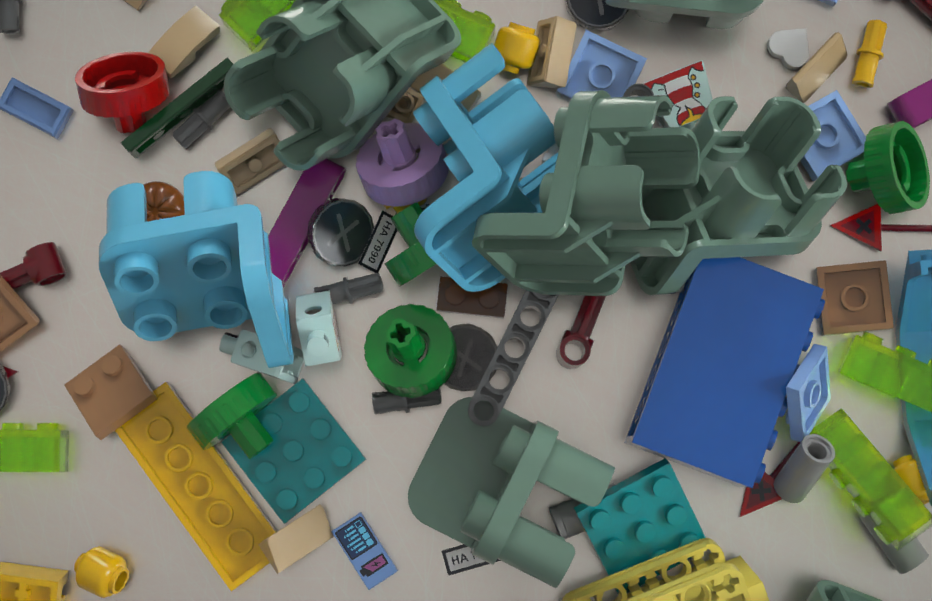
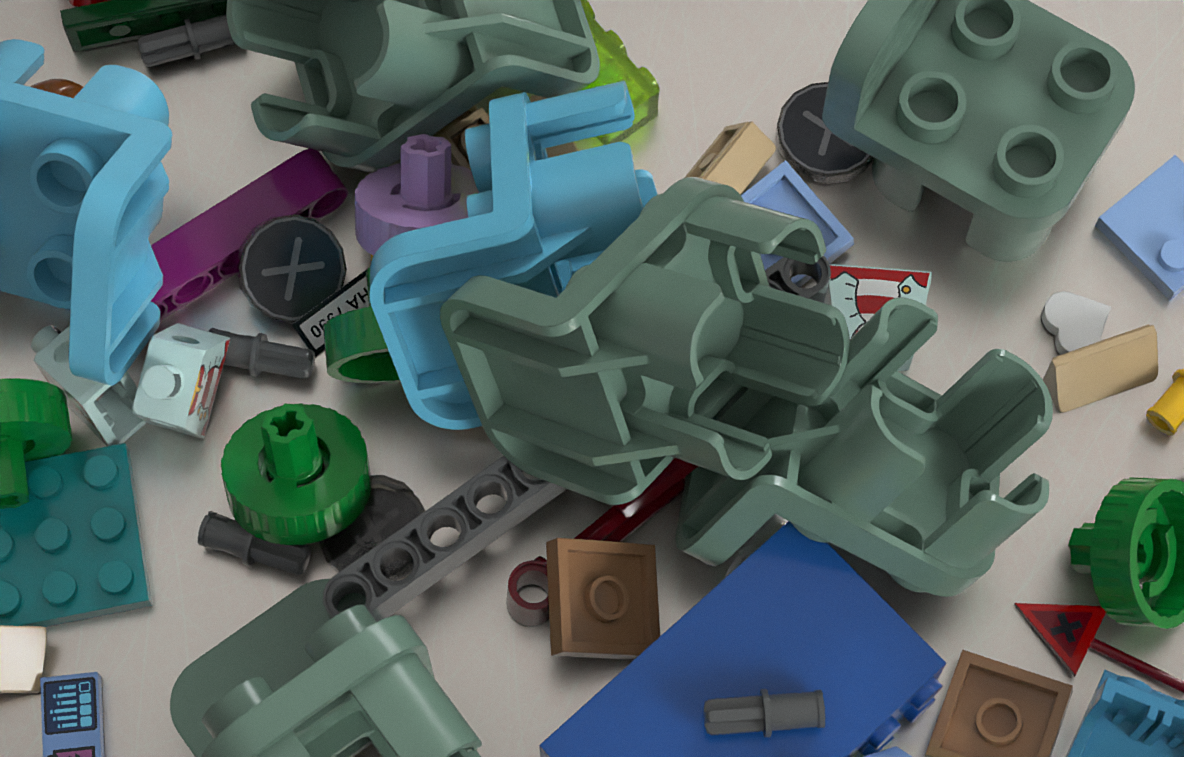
camera: 30 degrees right, 15 degrees down
(251, 161) = (218, 130): tan slope -> none
(484, 303) = (427, 451): reddish brown plate -> none
(517, 46) = (673, 141): yellow head -> none
(615, 337) = (602, 598): none -> medium nougat plate
(744, 366) = (764, 713): none -> dark grey axle
(839, 136) = (1081, 462): light blue plate -> none

